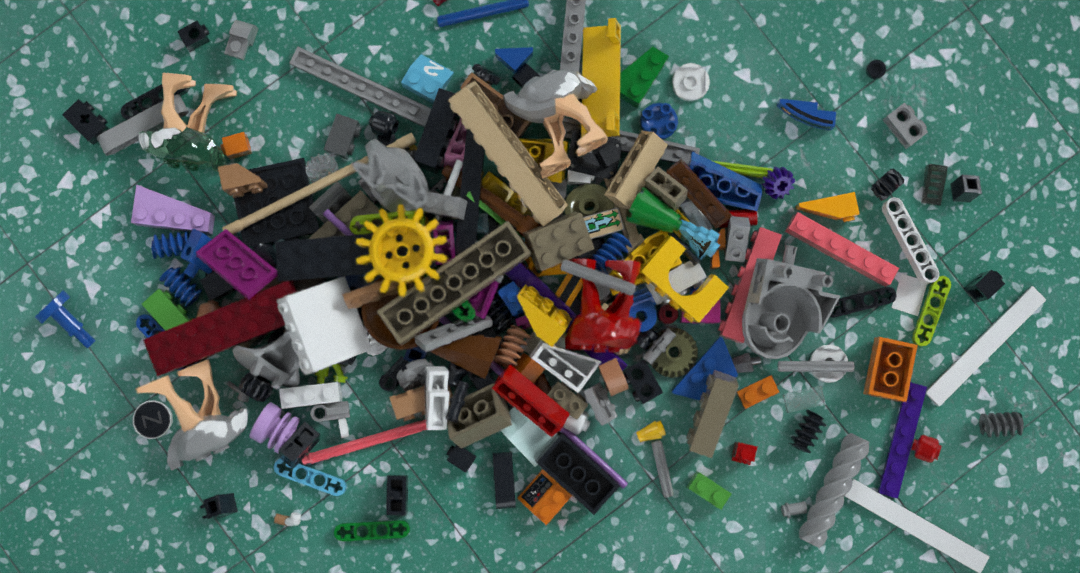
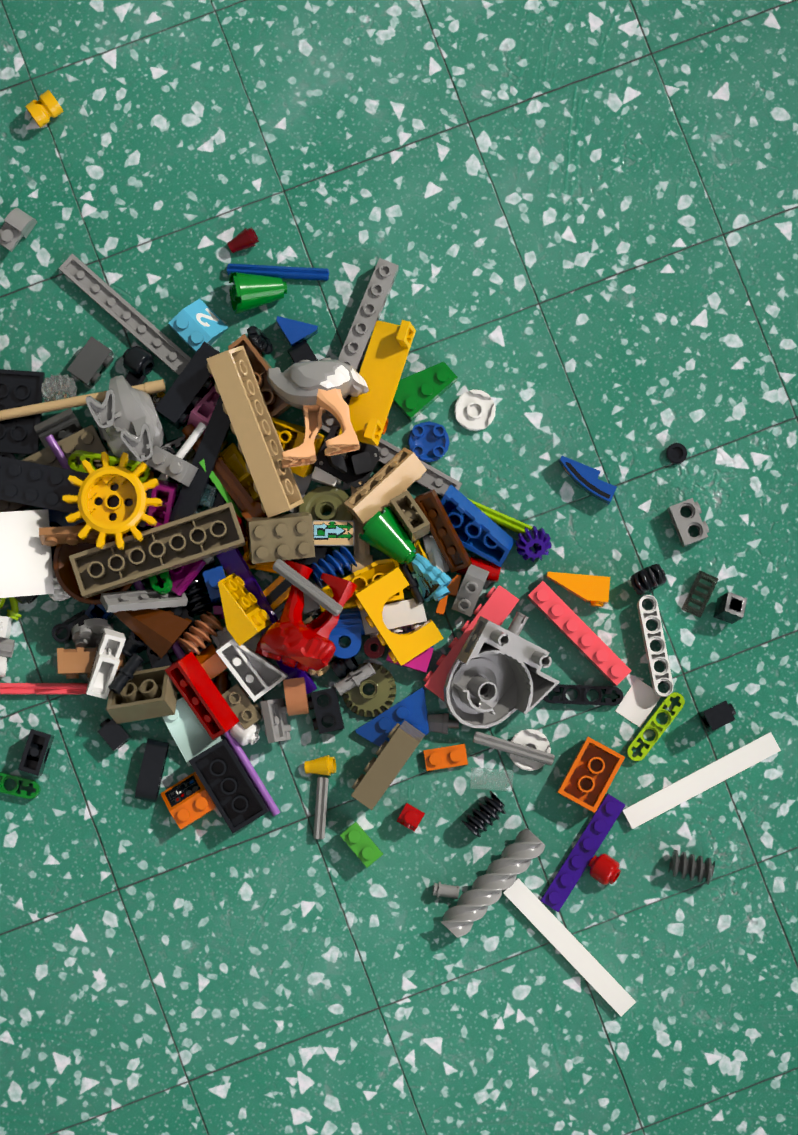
camera: 25 degrees right, 0 degrees up
(467, 33) = (254, 291): none -> green cone

